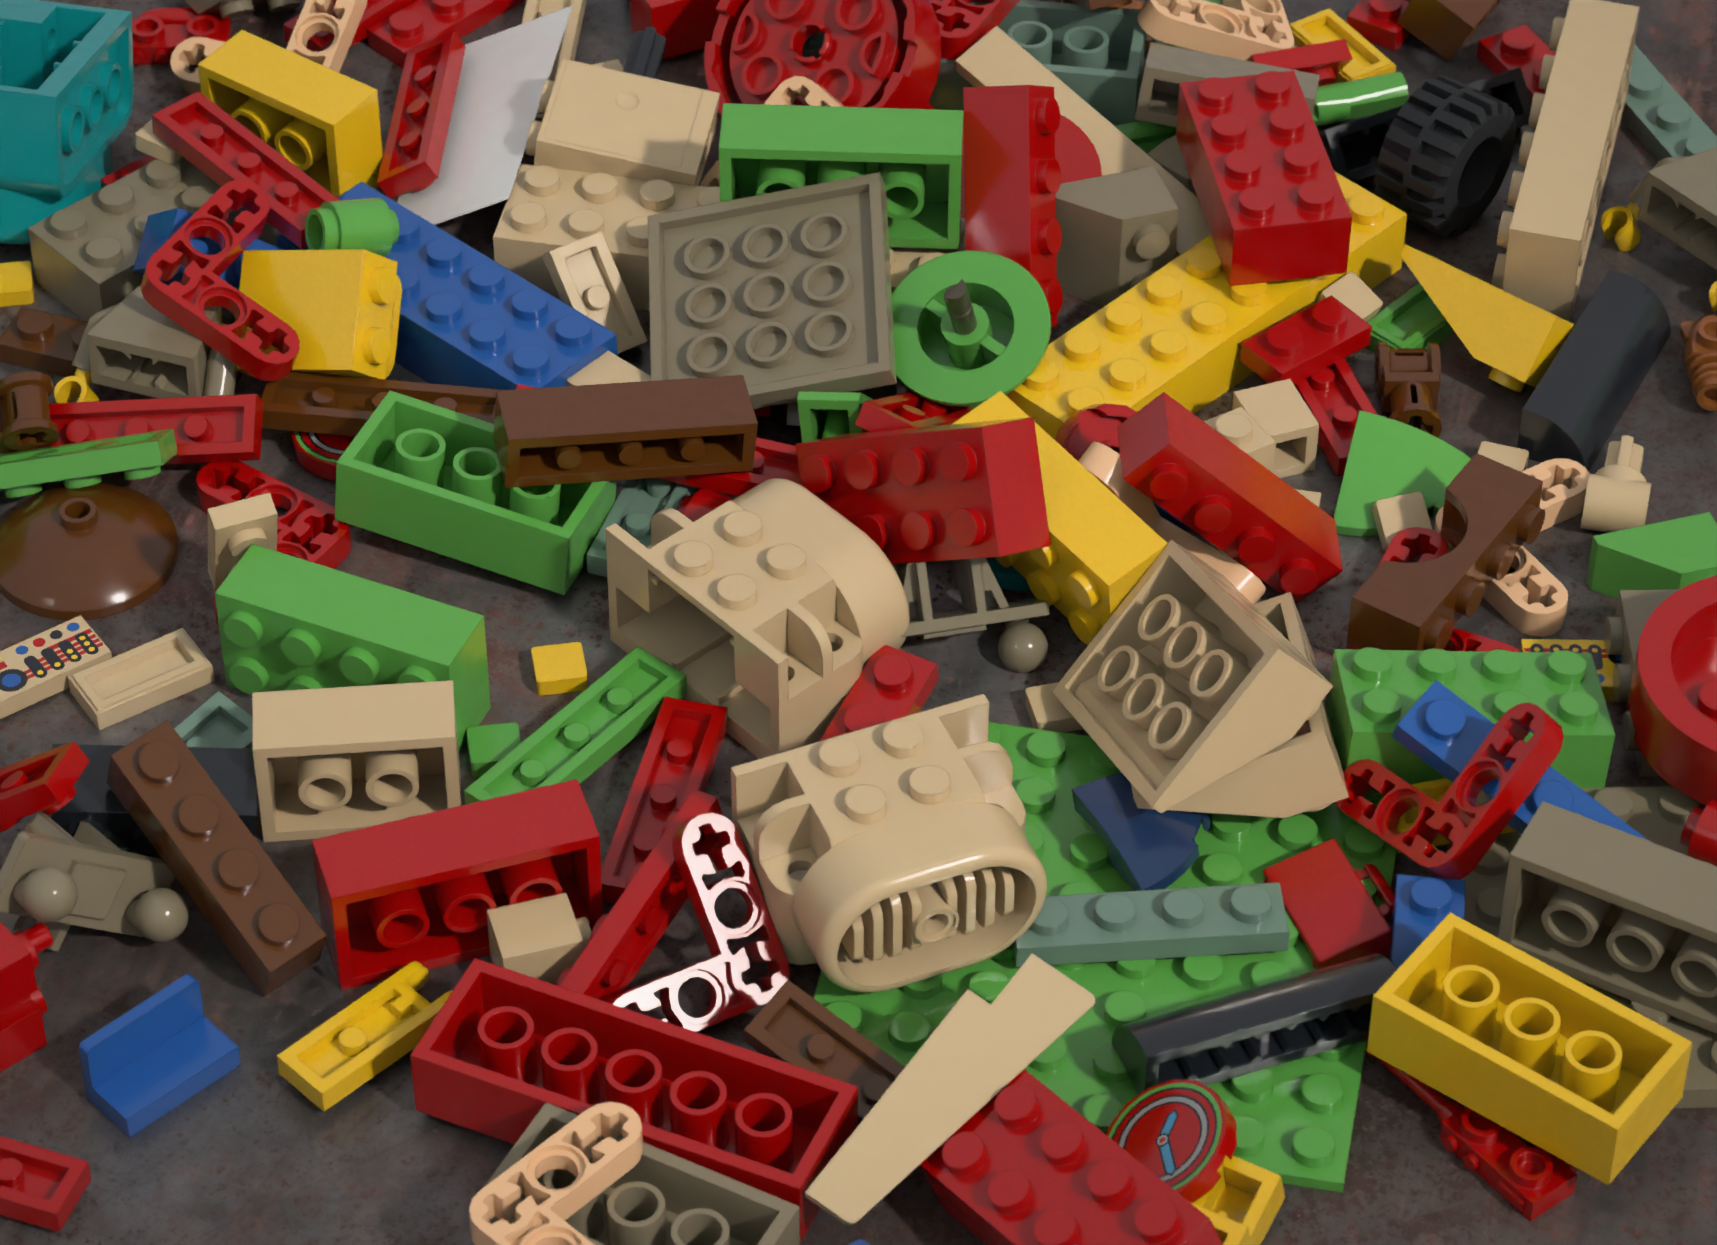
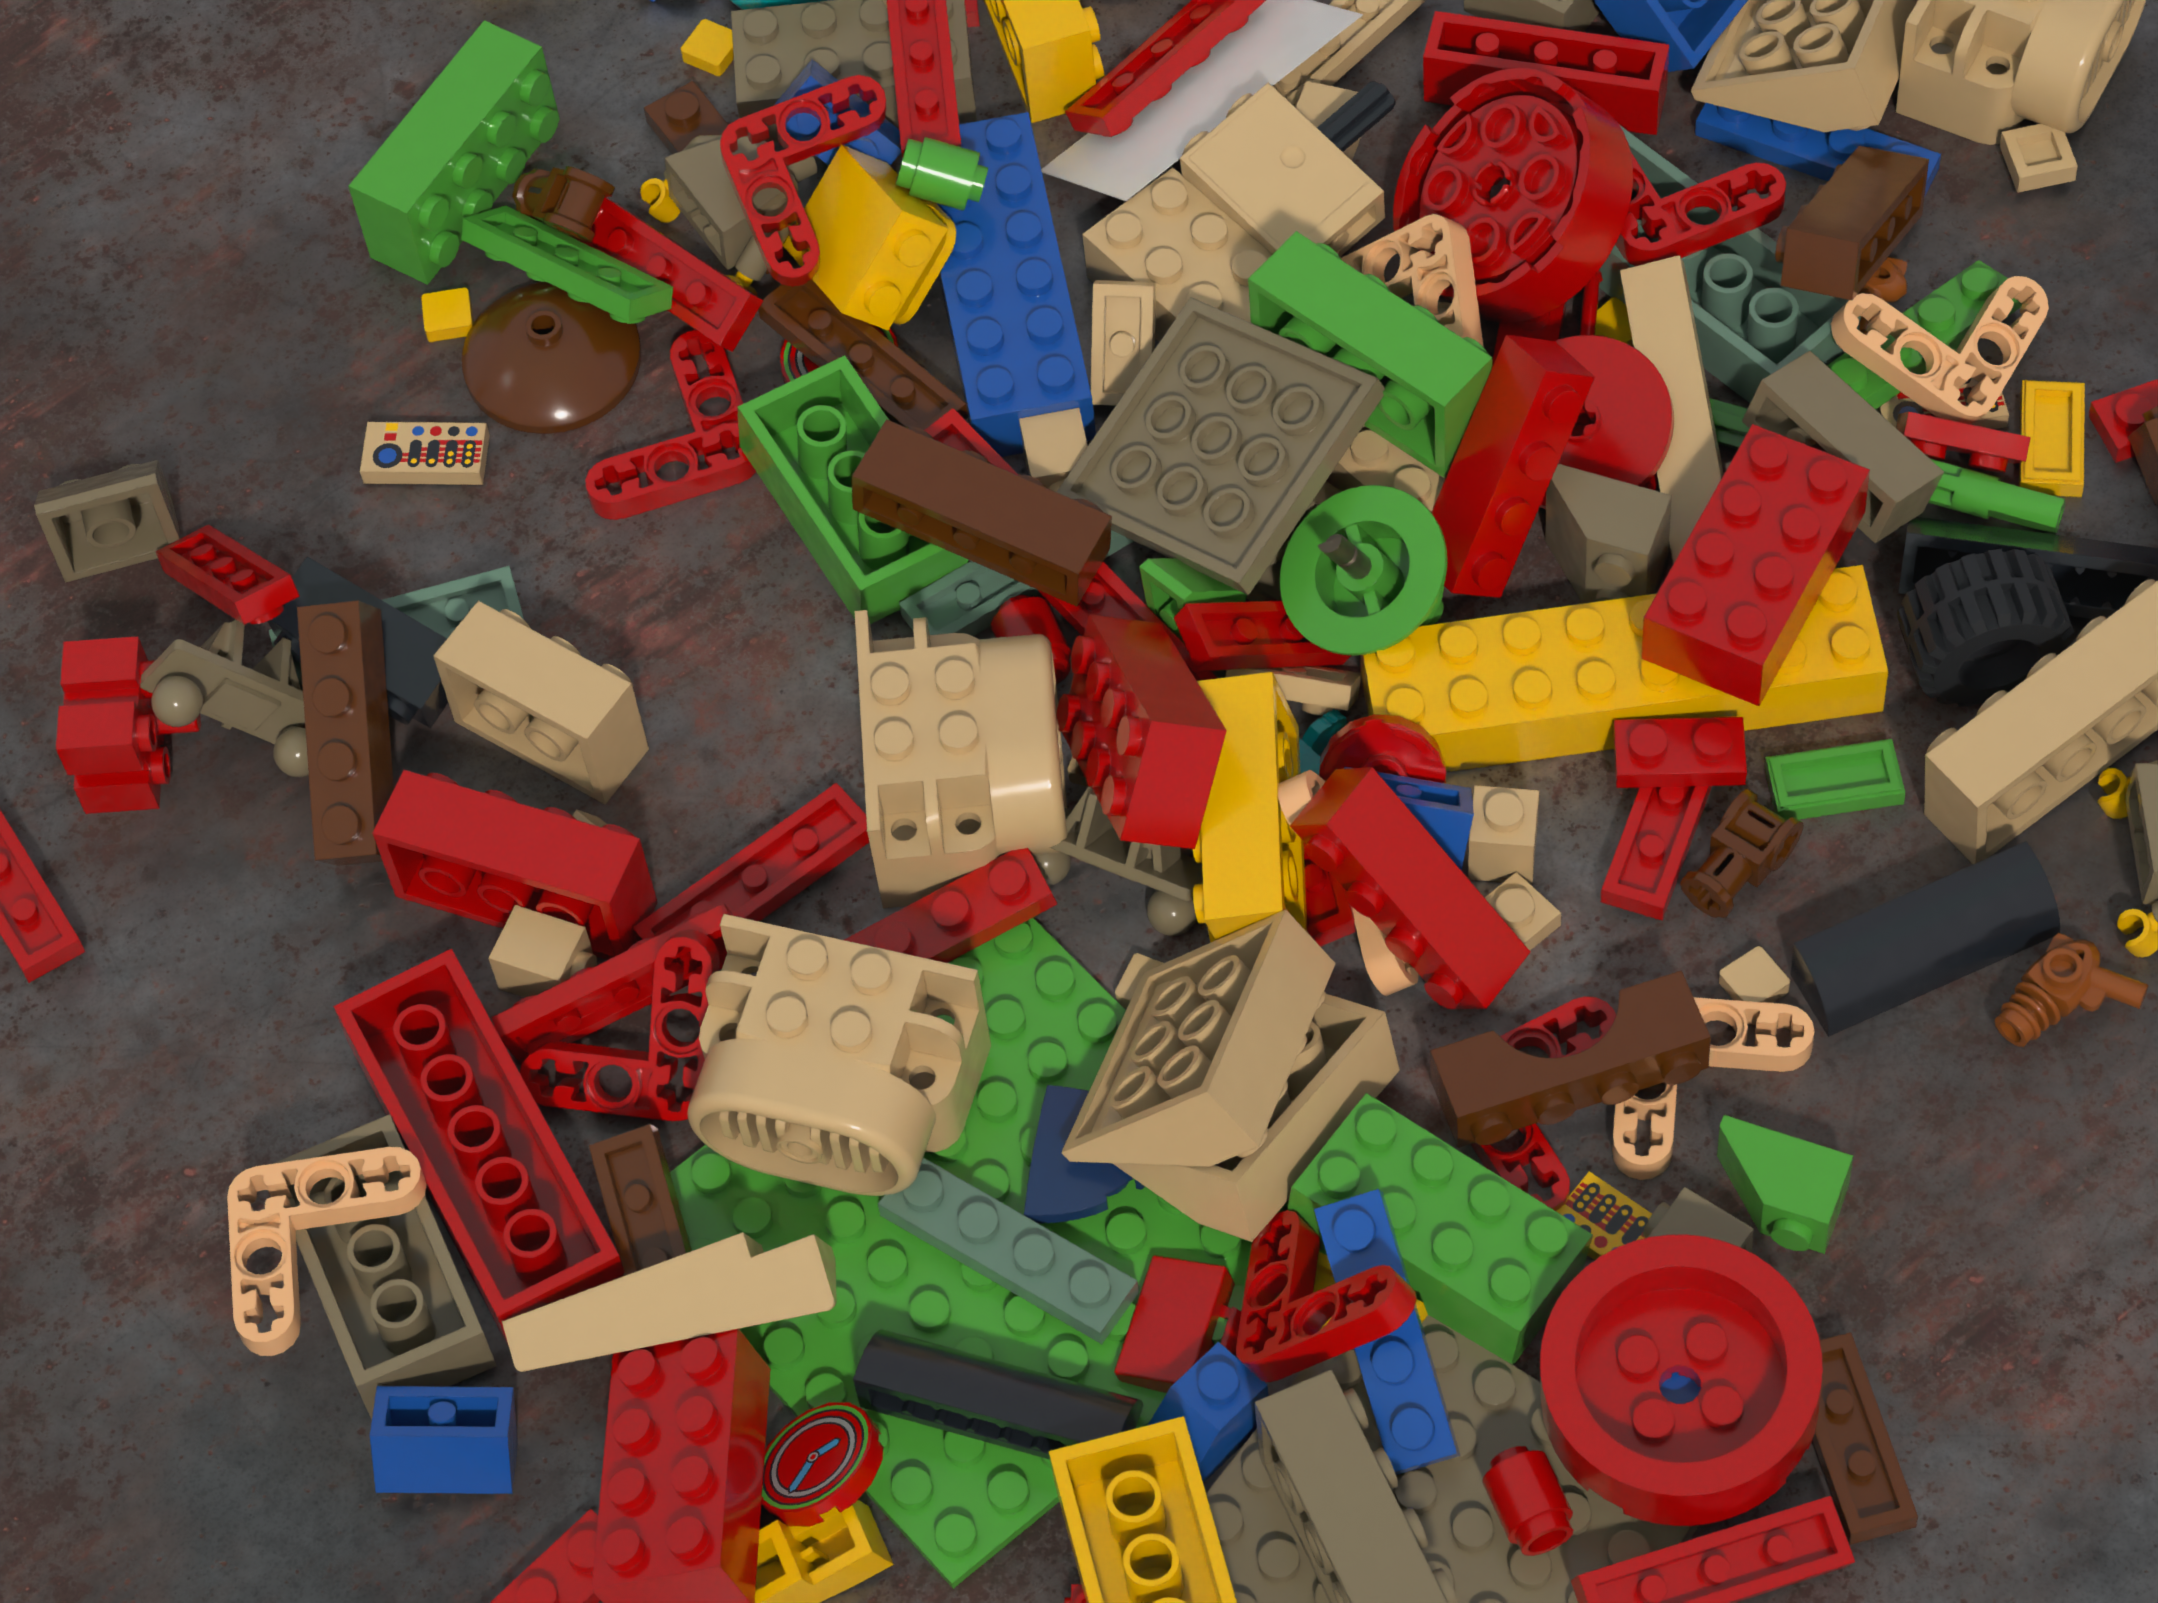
camera: 45 degrees right, 15 degrees up
(141, 679) = (488, 510): tan tile -> none
(155, 1057) = (204, 876): blue panel -> none
(234, 529) = (612, 442): tan plate -> none
(324, 628) = (625, 593): bright green brick -> none
(361, 1038) = (355, 954): yellow hinge -> none
(490, 744) = (686, 745): bright green piece -> none
(559, 668) = (800, 697): yellow piece -> none
(586, 729) = (740, 780): bright green plate -> none
(1287, 420) = (1577, 823): tan brick -> none
(1355, 295) = (1769, 730): tan piece -> none
(1389, 462) = (1637, 935): bright green brick -> none
(1399, 513) = (1604, 979): tan piece -> none
(1490, 322) = (1867, 825): yellow slope -> none
(1617, 492) = (1814, 1082): tan axle -> none

